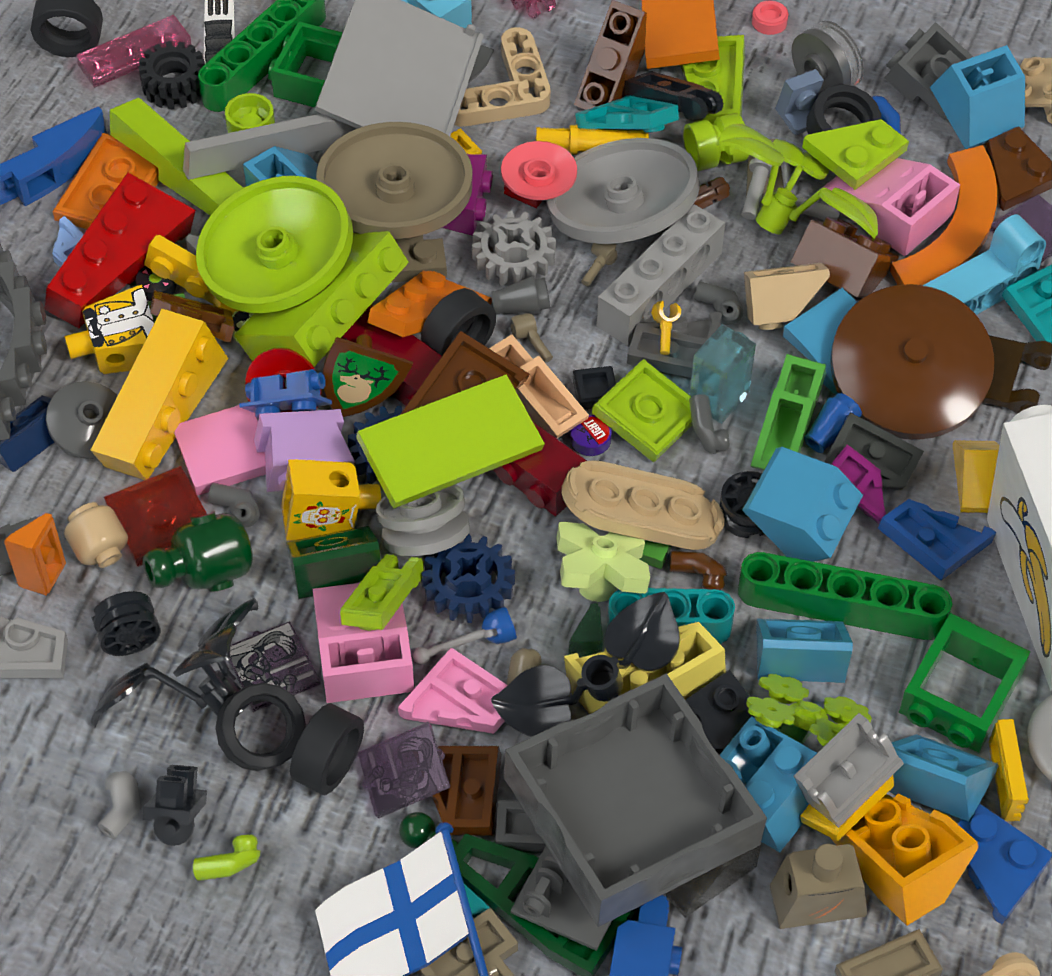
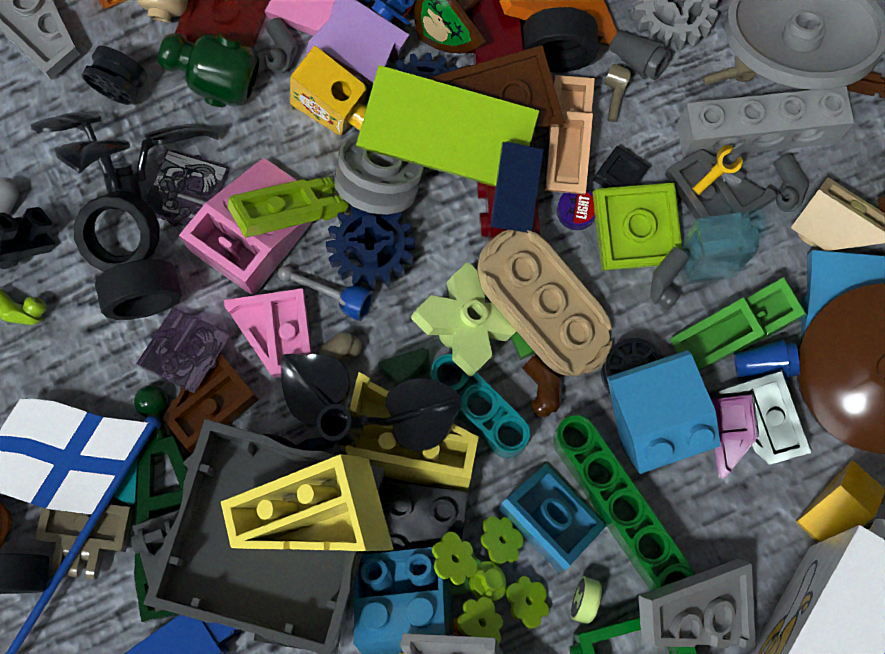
camera: 45 degrees right, 20 degrees up
(332, 559) = (295, 144): dark green slope -> none
(543, 439) = (516, 187): none -> dark blue slope
(652, 734) = (312, 509): none -> light yellow wedge
(883, 675) = (586, 600): none -> yellowish green tile
(934, 537) = (747, 526): blue wing -> none
(966, 597) = (702, 609): none -> light grey wing

